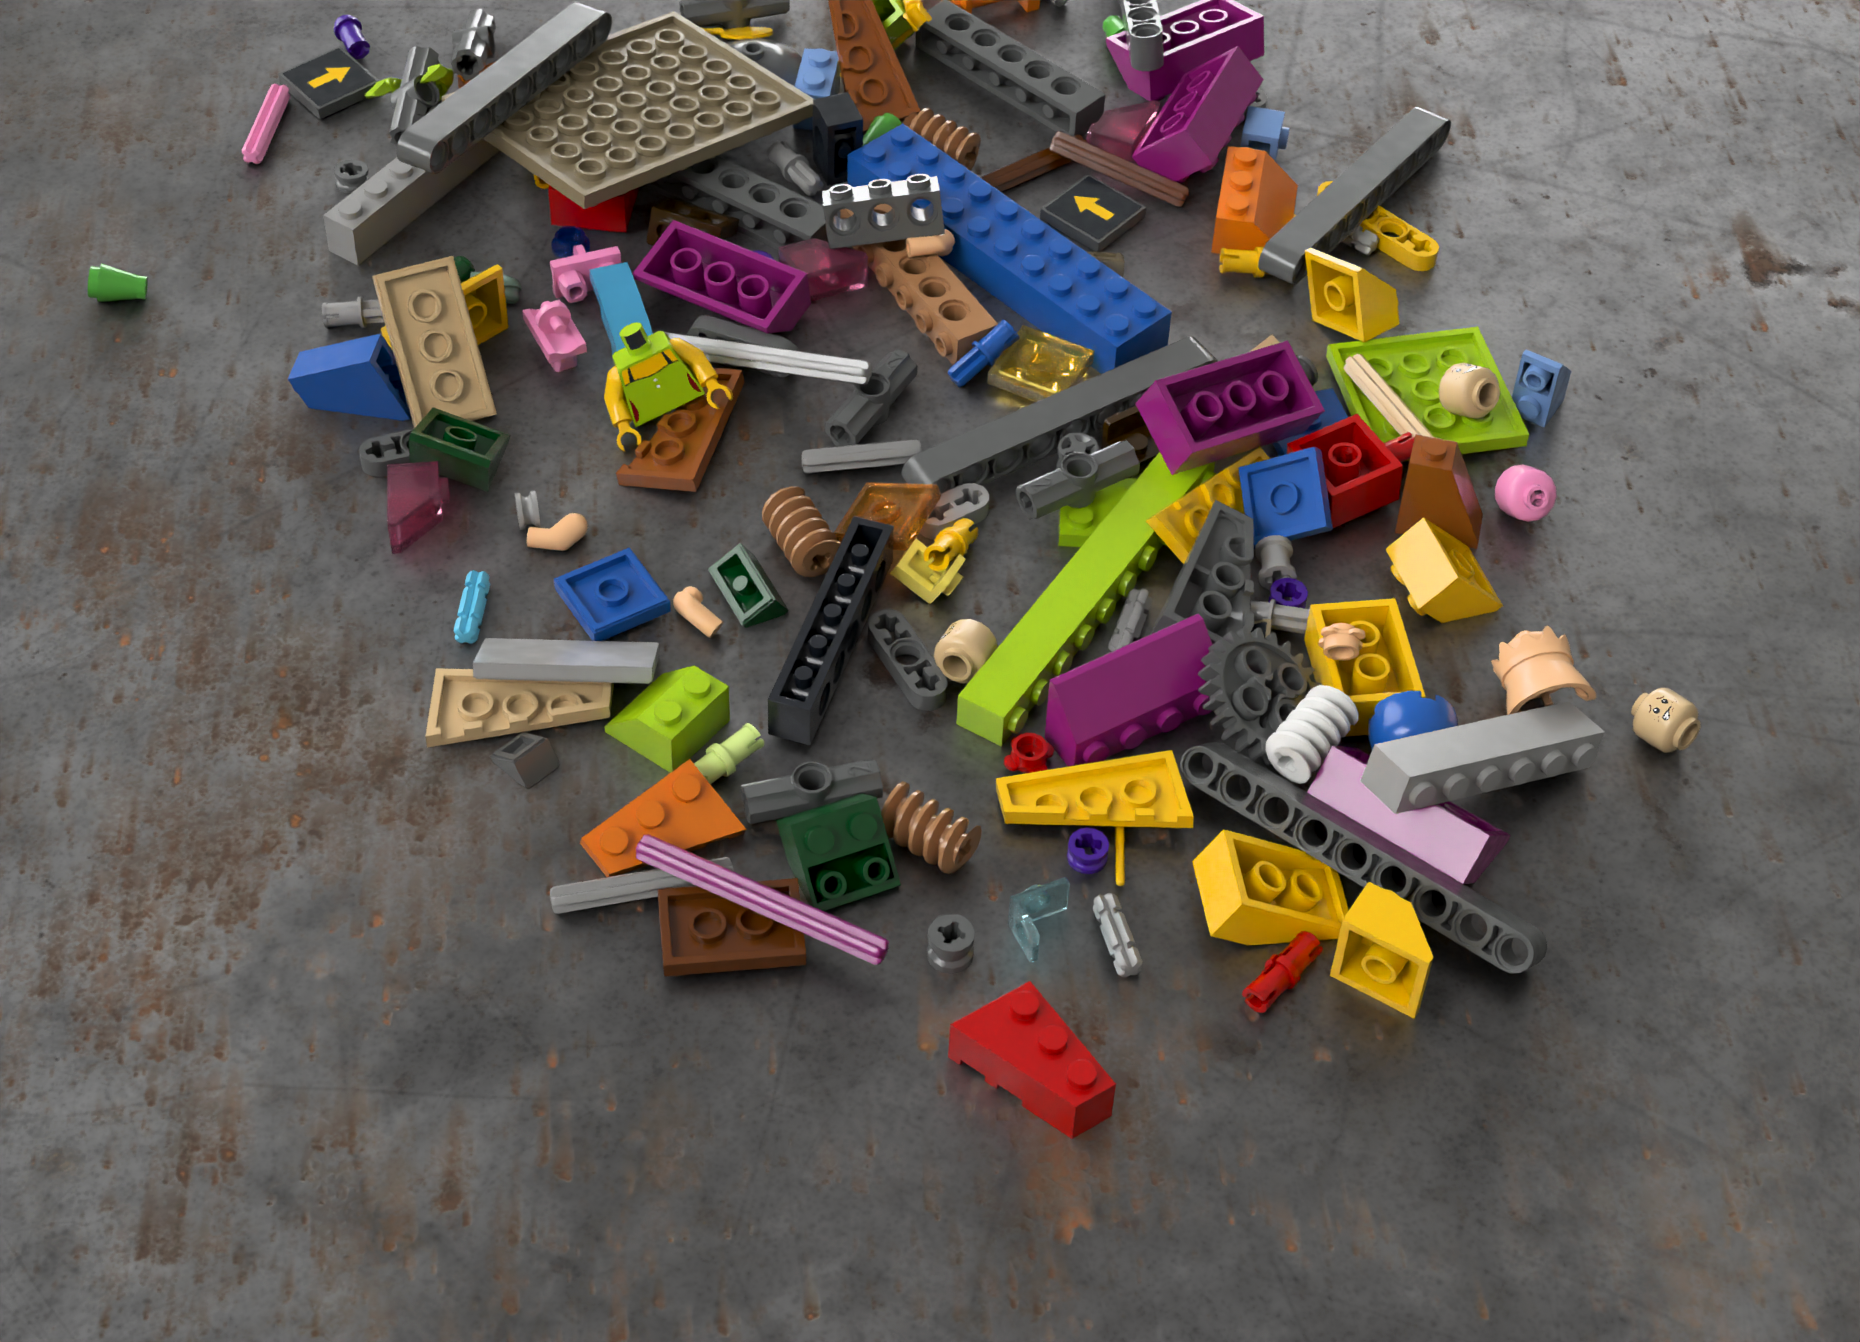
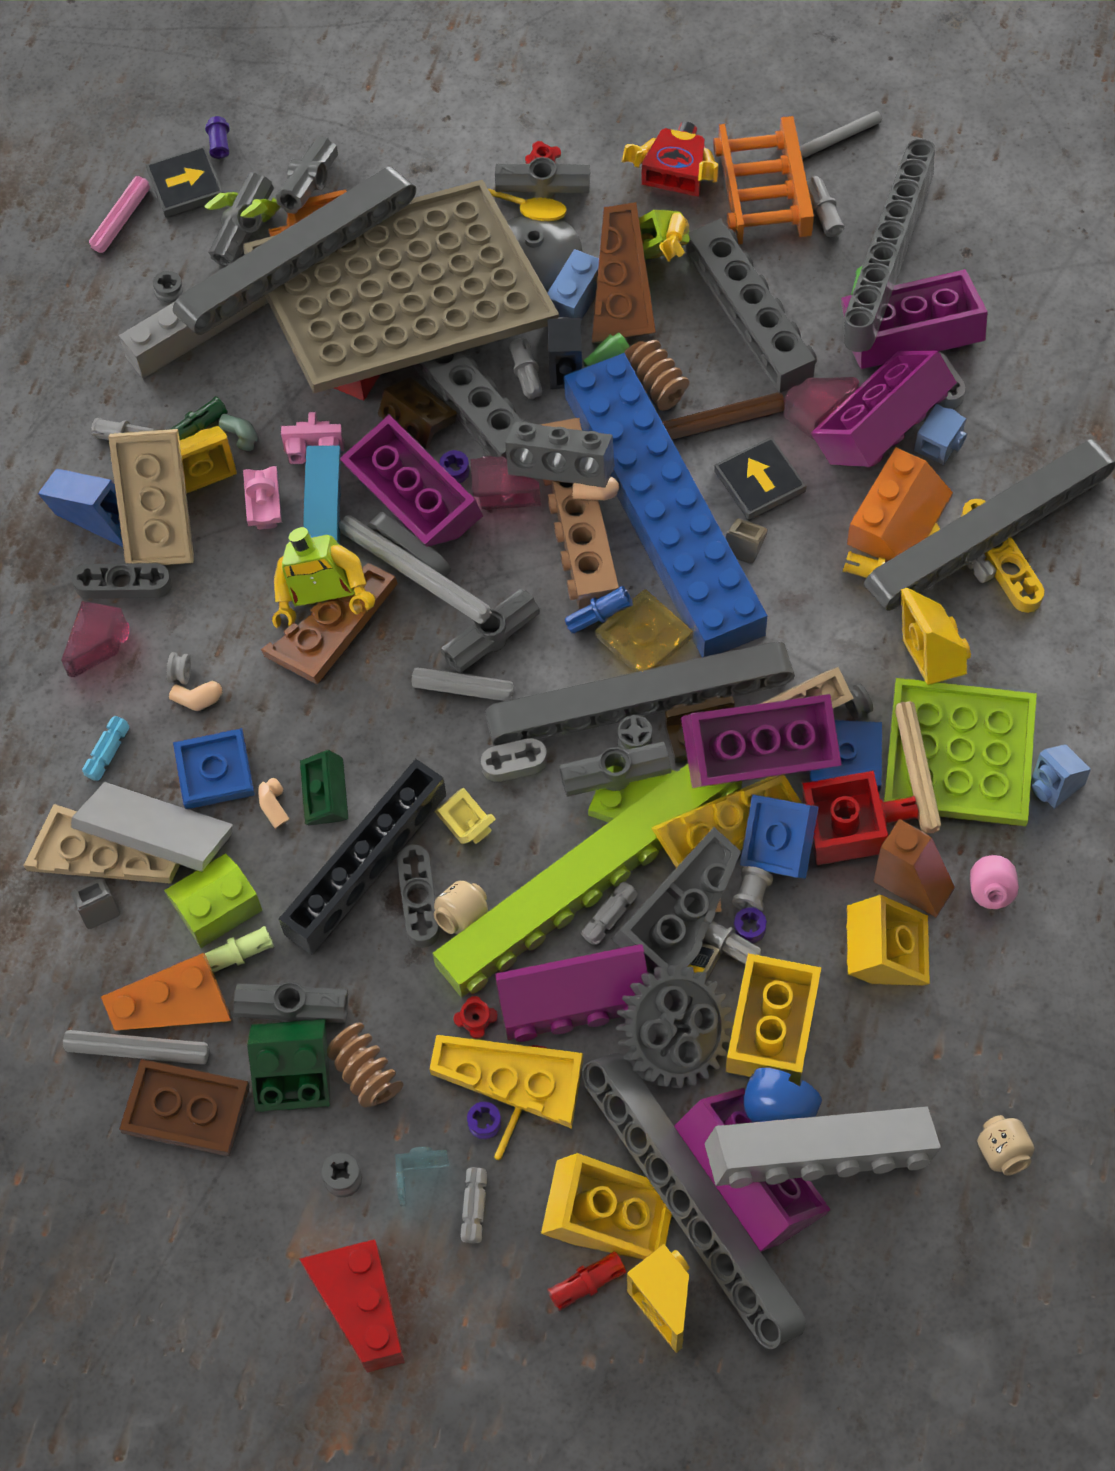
camera: 25 degrees right, 15 degrees up
(461, 447) = (145, 593): dark green slope -> none
(566, 239) = (308, 398): clear blue plate -> none
(762, 899) = (210, 1096): axle -> none
(800, 531) = (378, 750): medium nougat piece -> none
(893, 504) = (457, 752): clear orange tile -> none
(950, 544) = (492, 799): yellow pin -> none
(1119, 169) = (798, 440): reddish brown axle -> none
(1311, 732) = (691, 1077): white piece -> none
(1341, 641) = (749, 1004): light nougat plate -> none
(1469, 390) = (987, 768): tan head -> none
(1537, 666) = (915, 1070): light nougat hat -> none

